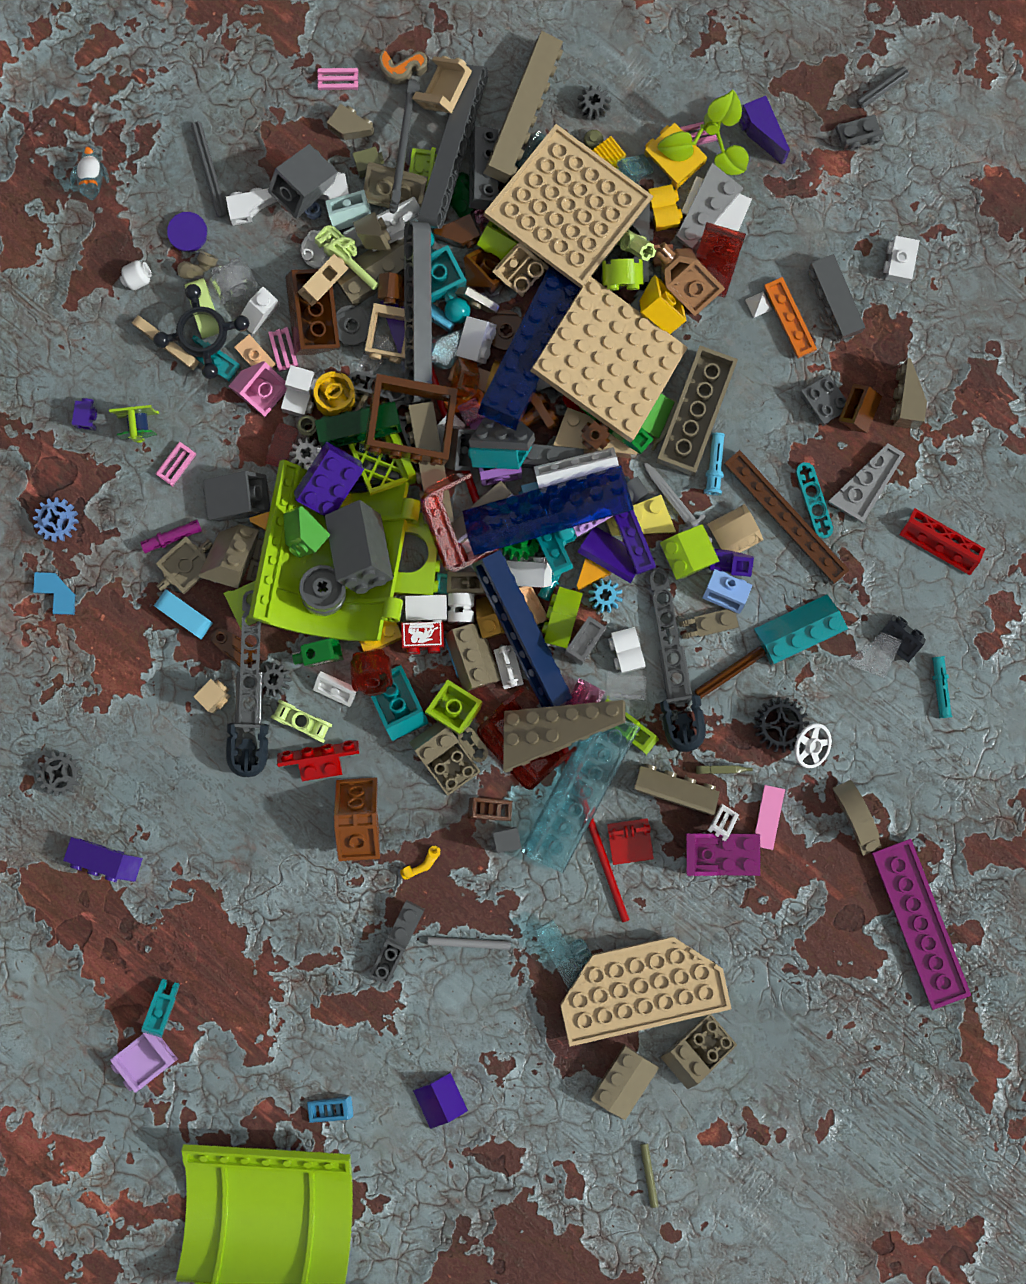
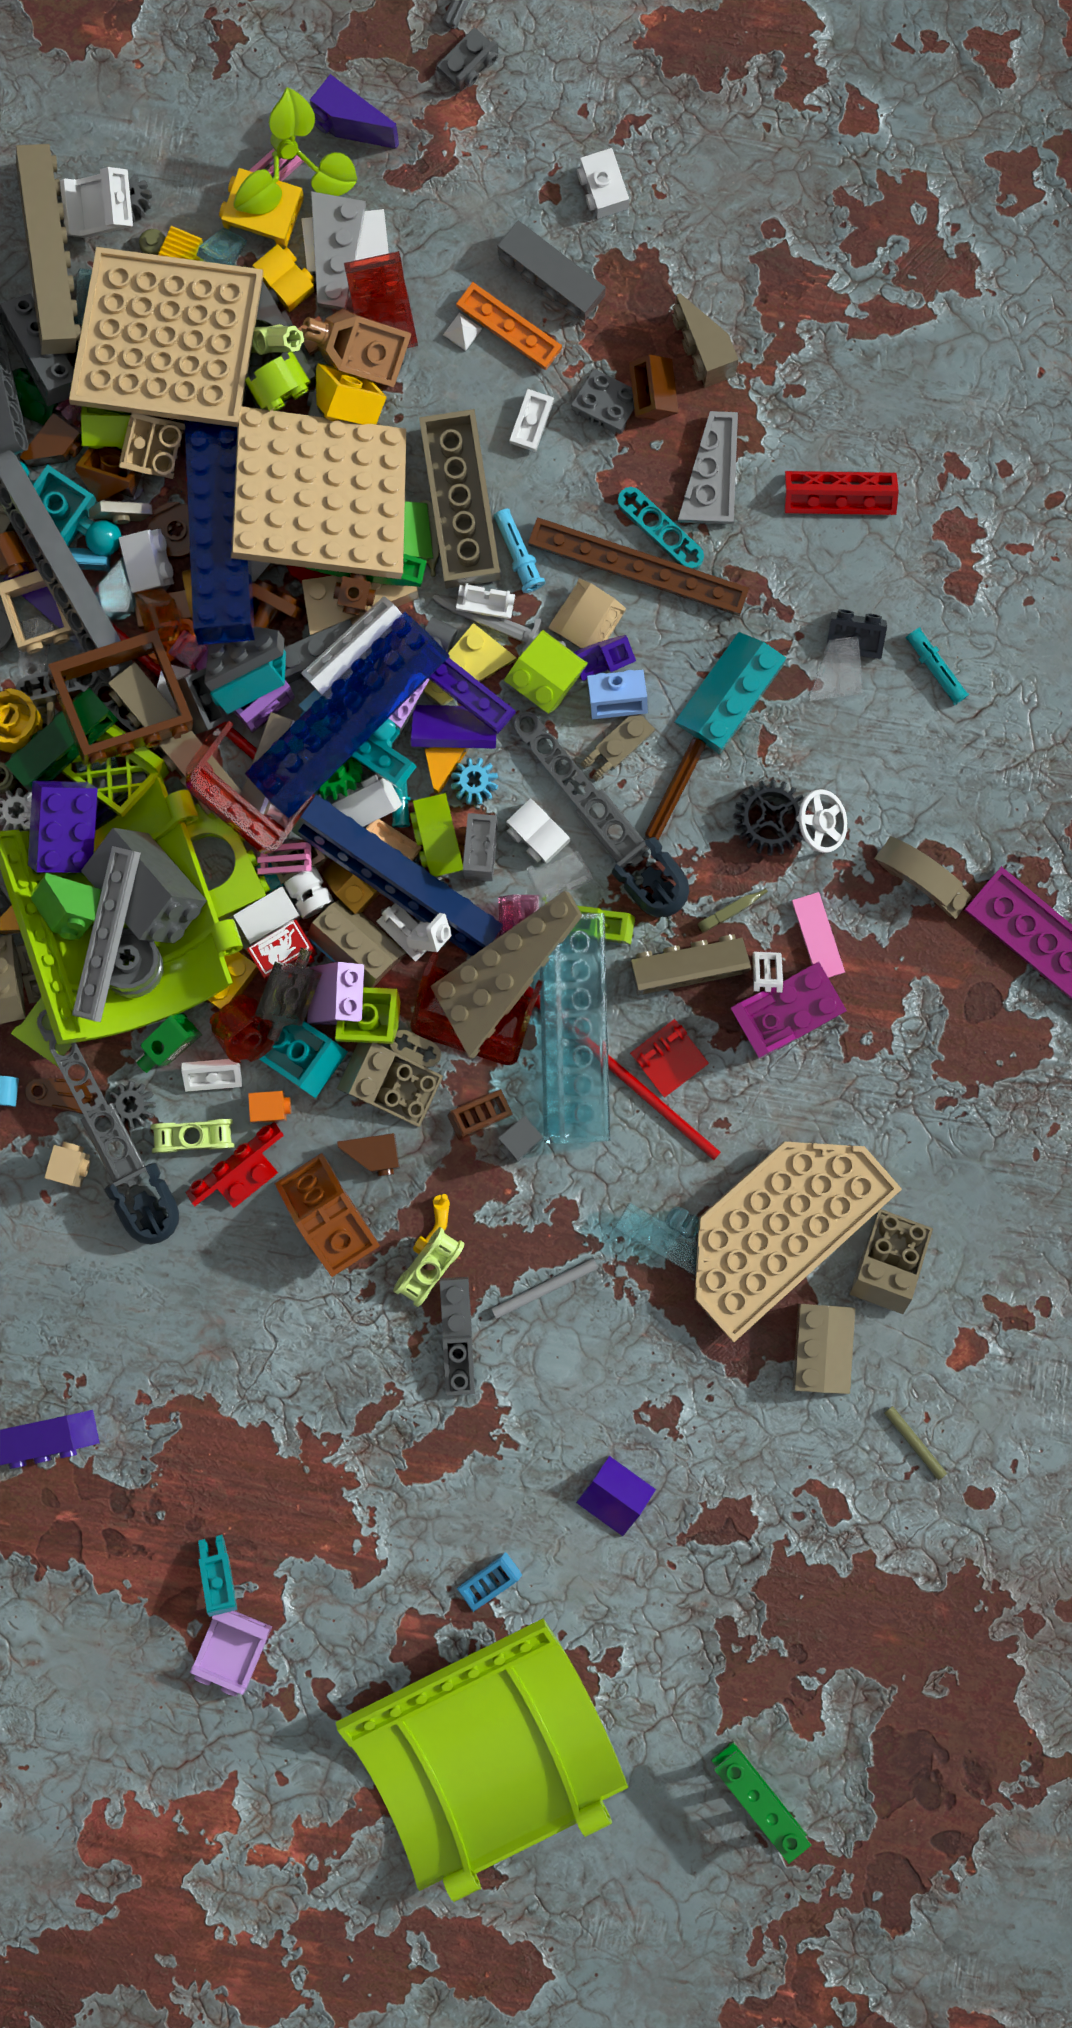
camera: 25 degrees left, 0 degrees up
(317, 565) = (106, 934): none -> light grey tile
(359, 730) = (269, 1106): none -> orange brick
(391, 893) = (417, 1281): none -> yellowish green piece
(409, 796) = (374, 1153): none -> reddish brown slope
(411, 666) = (288, 994): none -> clear smoke plate
(441, 682) = (337, 994): none -> lavender panel
(444, 572) = (264, 859): none -> bright pink tile
(521, 679) = (430, 935): none -> white bracket
(572, 95) = (97, 203): none -> white panel
(675, 485) = (490, 603): none -> white hinge
(770, 386) = (531, 420): none -> white plate

